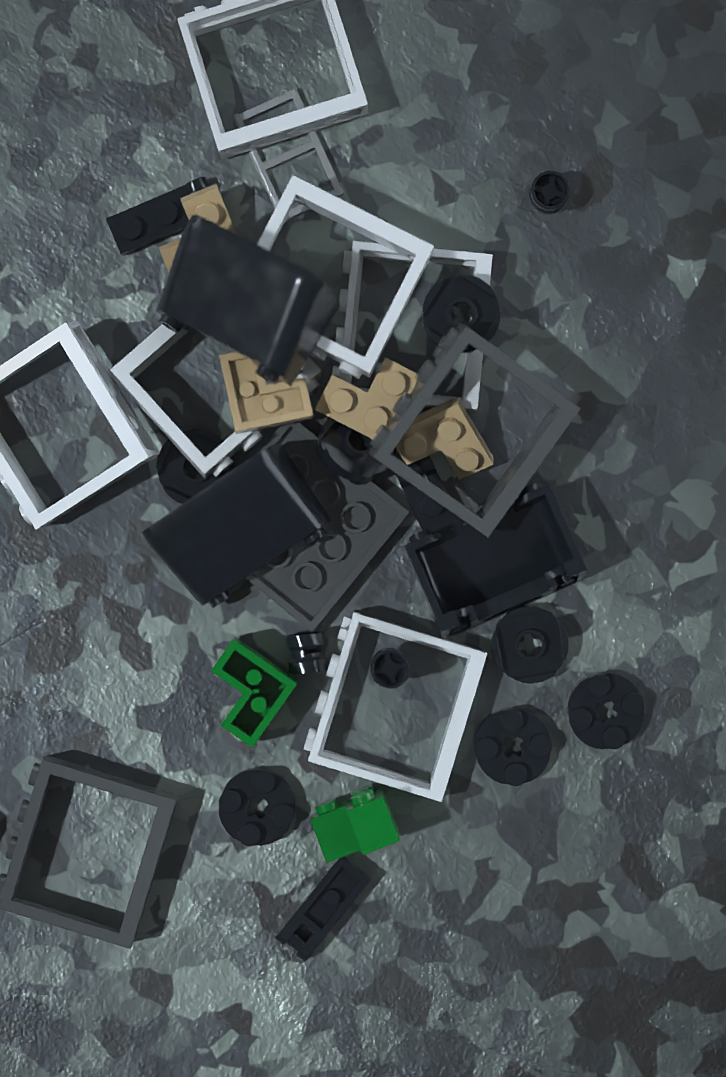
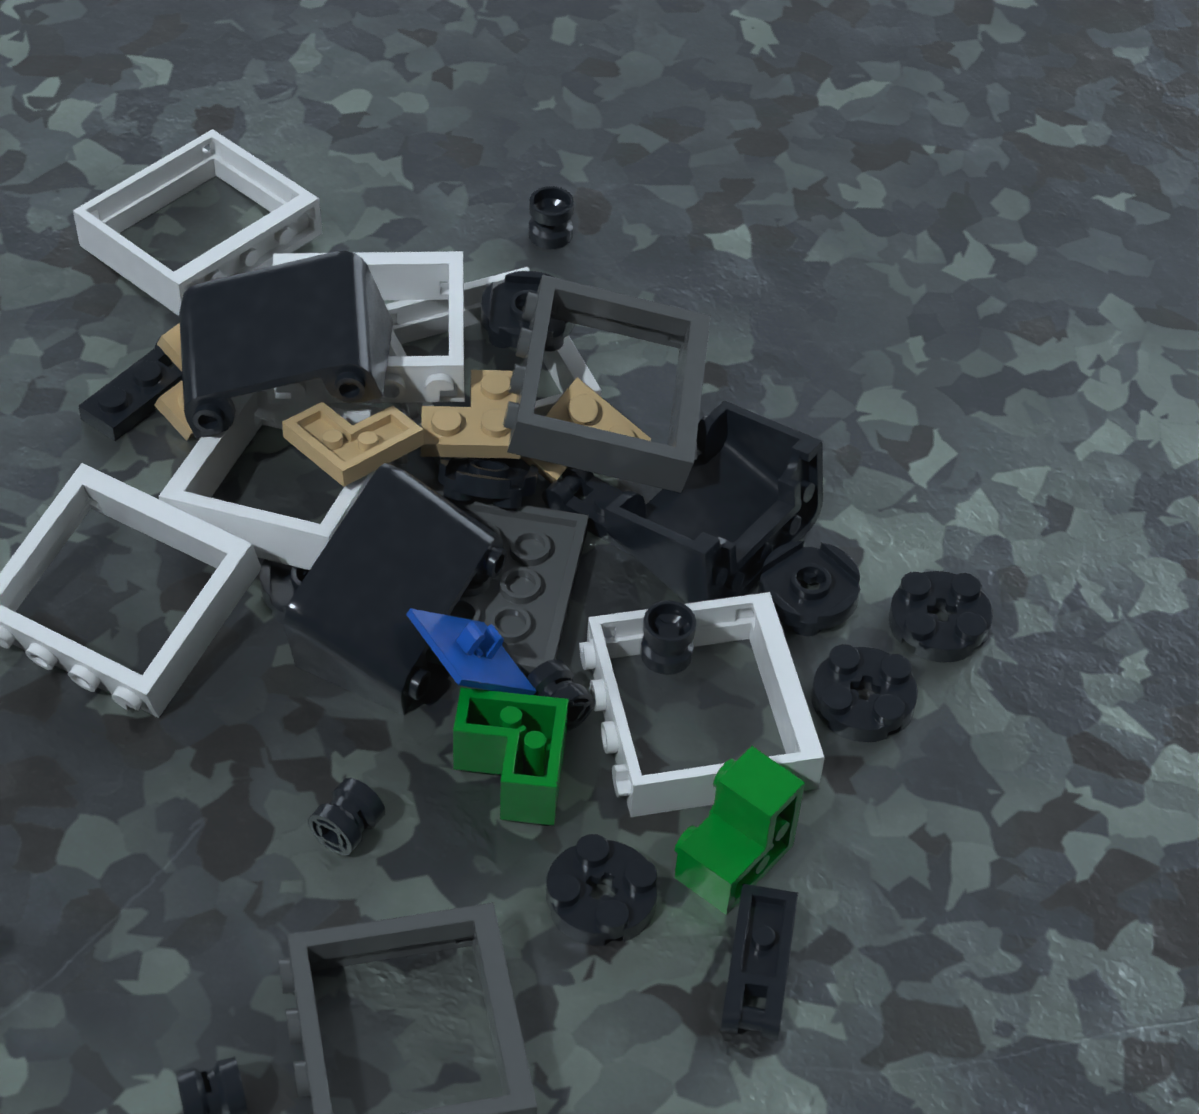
camera: 30 degrees left, 40 degrees down
(122, 679) = (343, 820): none -> black wheel
(254, 612) = (471, 652): none -> blue piece

